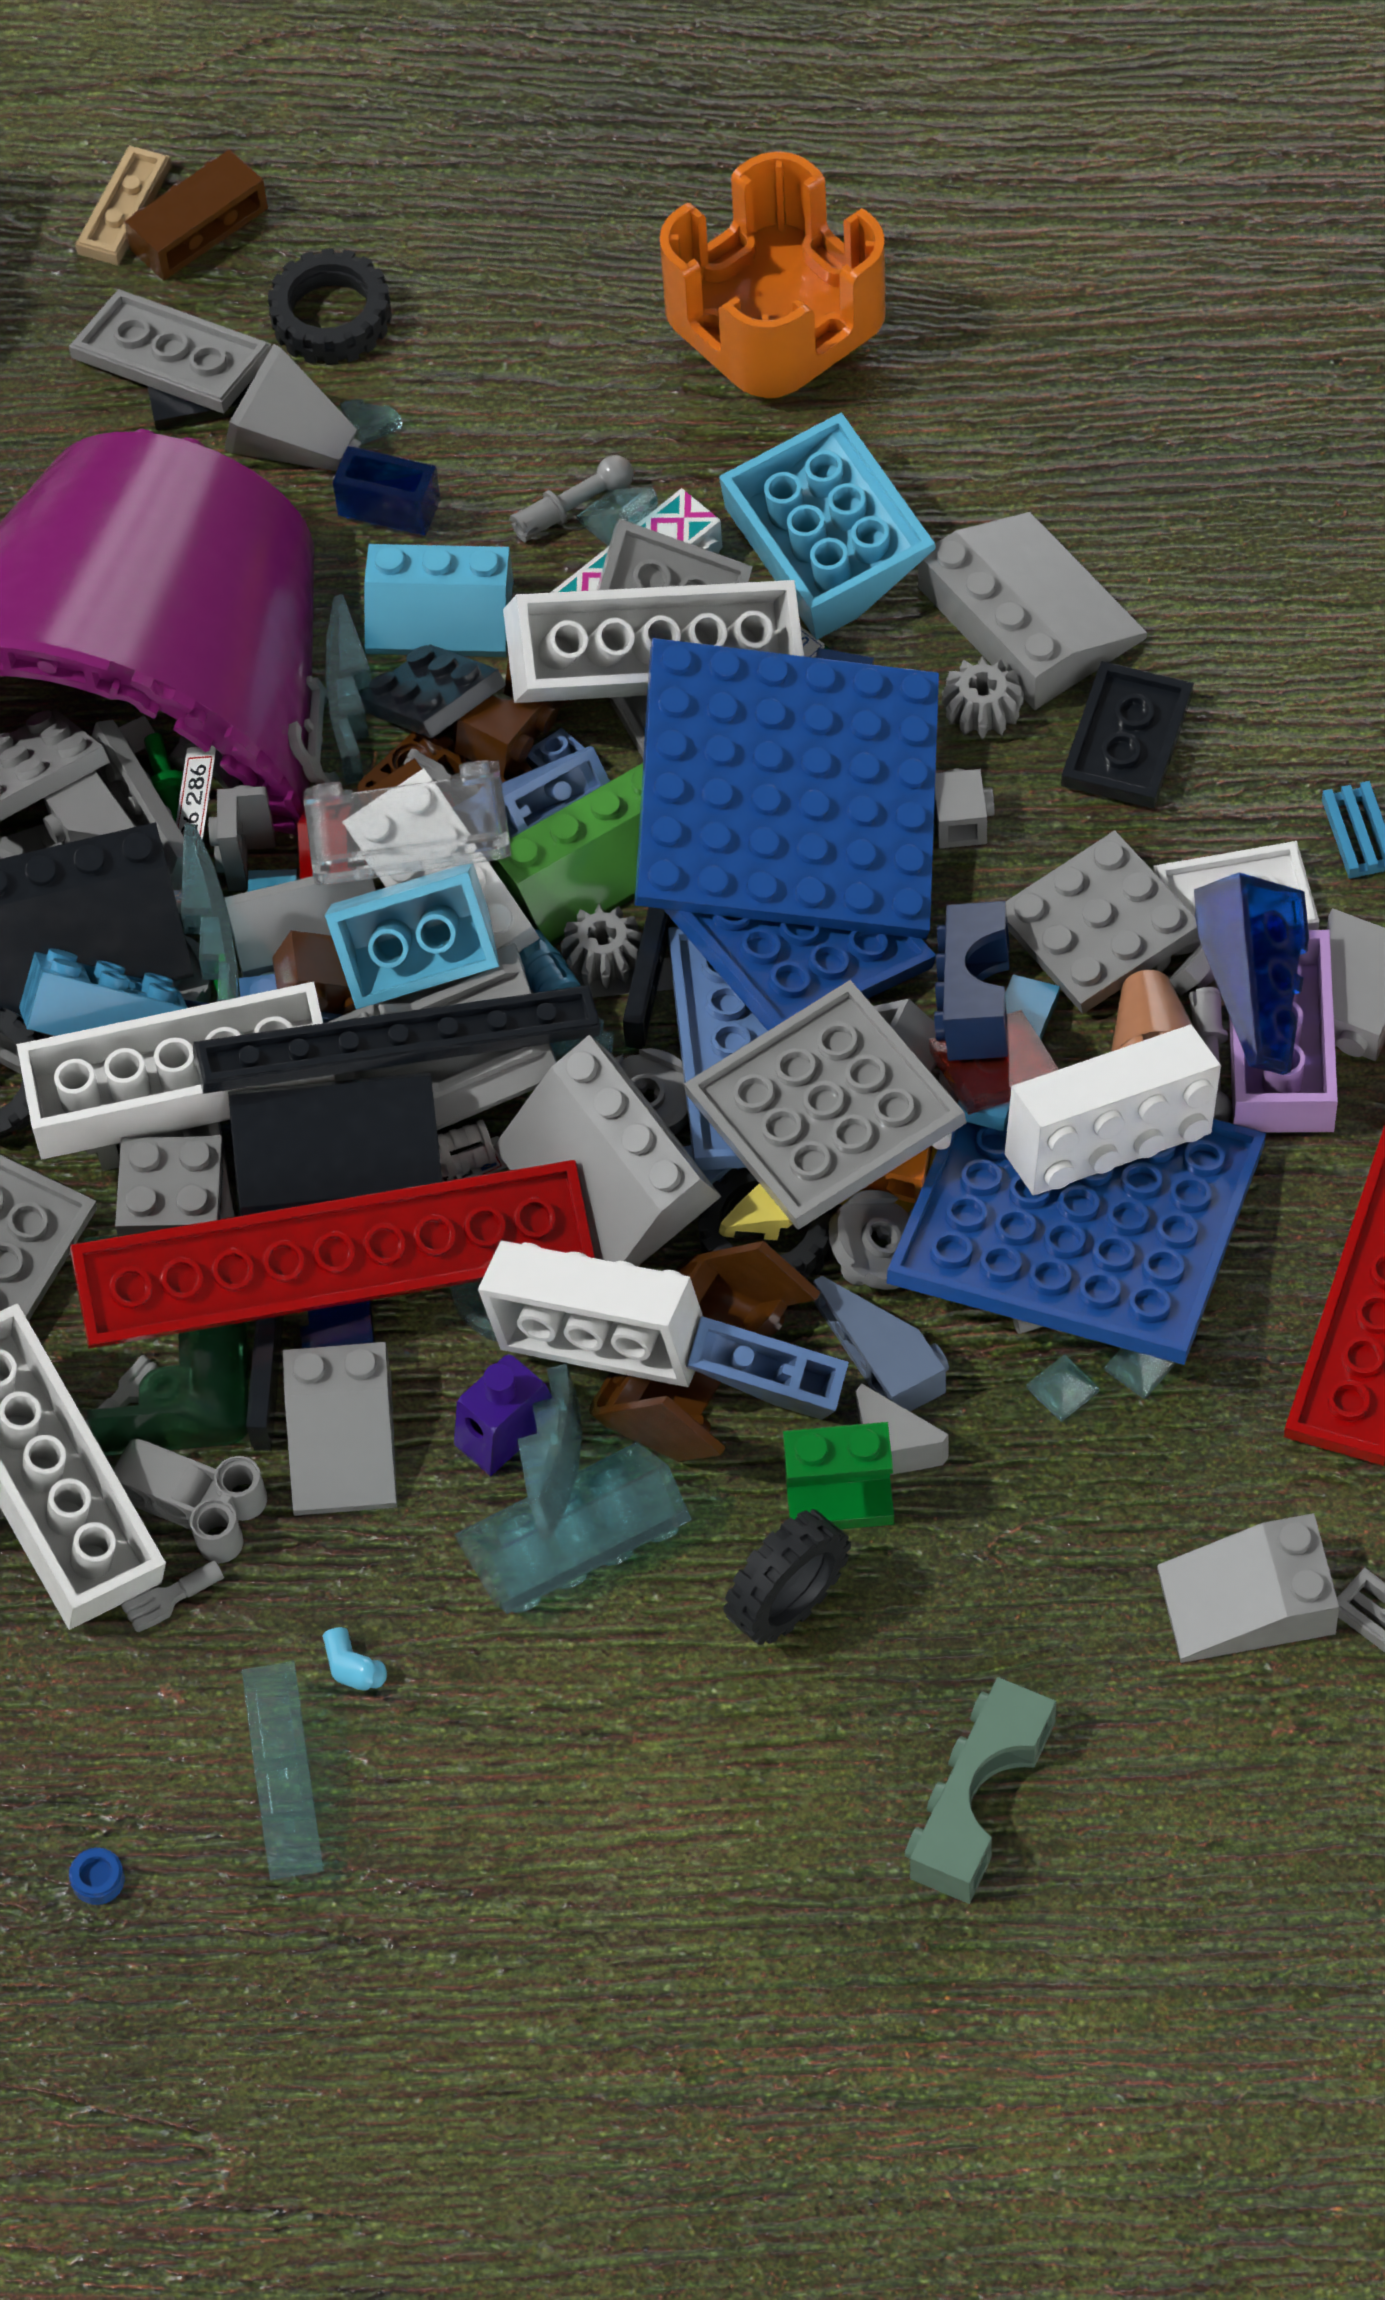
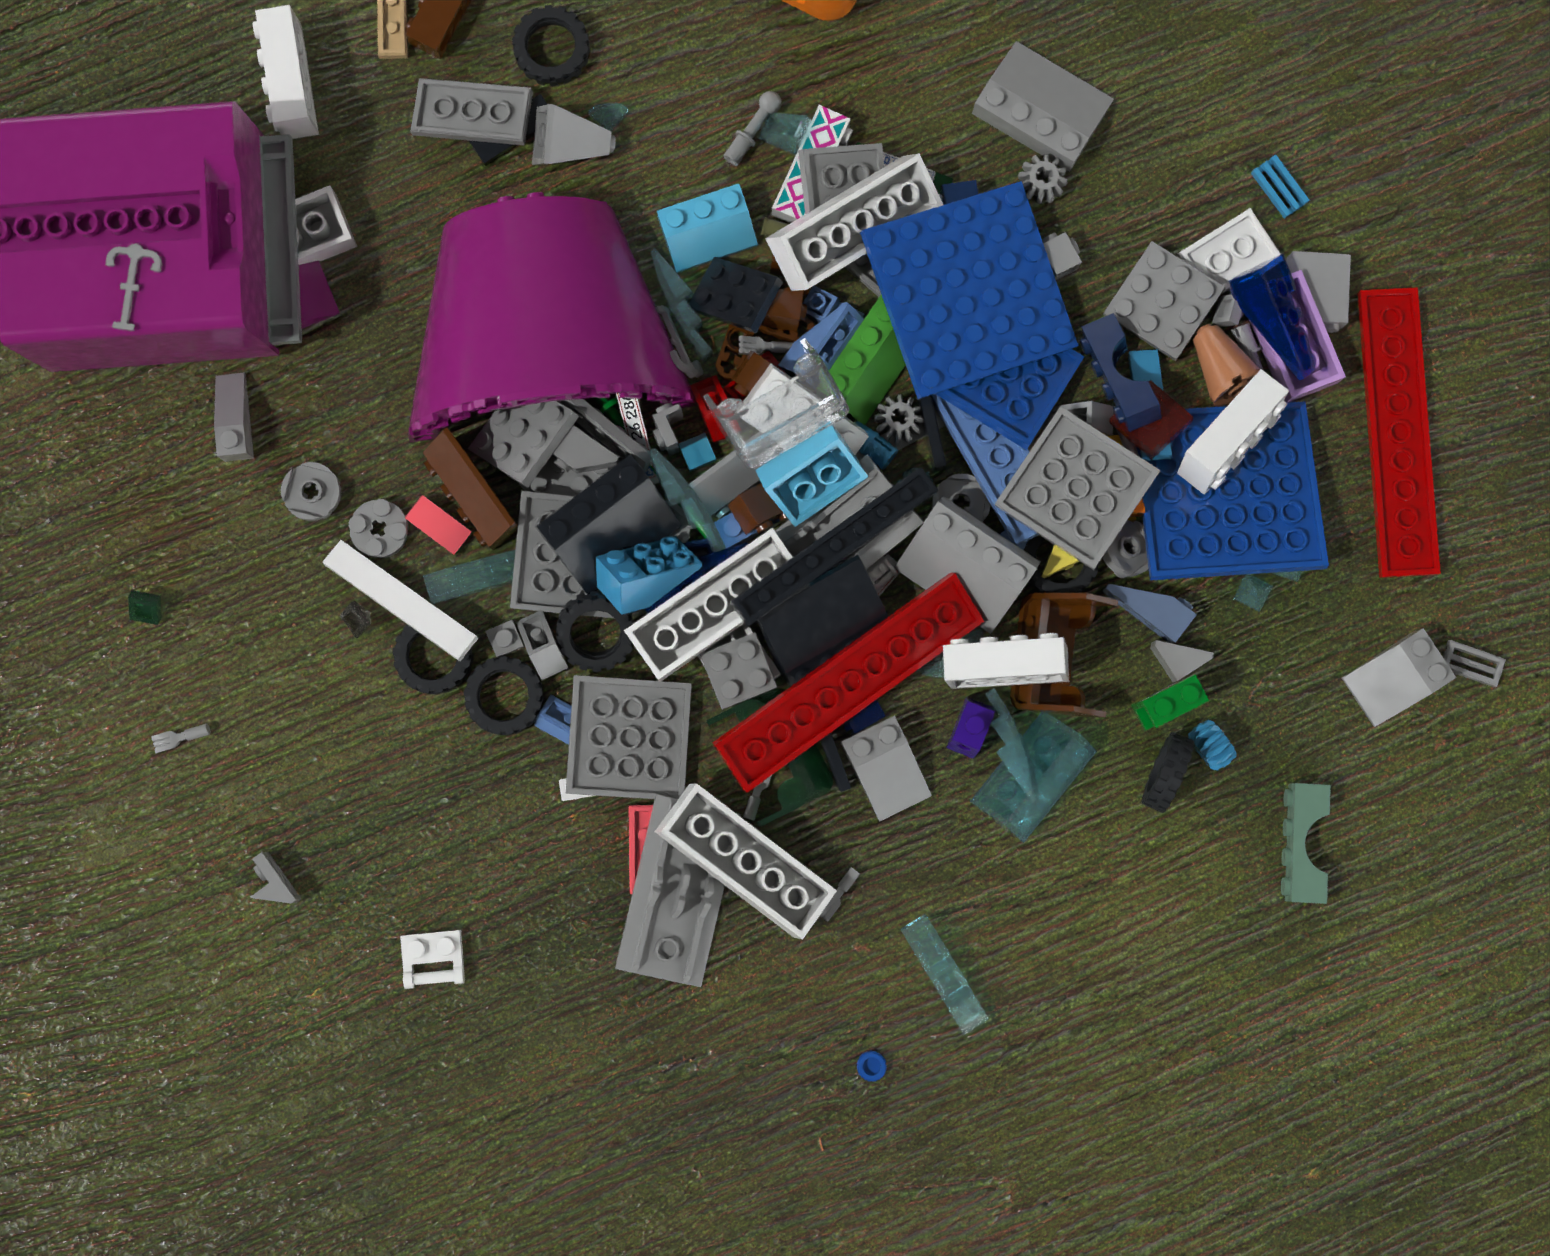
camera: 30 degrees left, 25 degrees up
(194, 1494) = (818, 836): light grey piece -> none
(350, 1667) = (950, 900): medium azure arm -> none
(386, 490) = (646, 166): clear blue brick -> none
(768, 1368) = (1108, 652): medium blue slope -> none
(828, 521) = (912, 97): medium azure slope -> none
(885, 1575) = (1212, 745): none -> dark azure gear
(1127, 734) = (1131, 172): black plate -> none

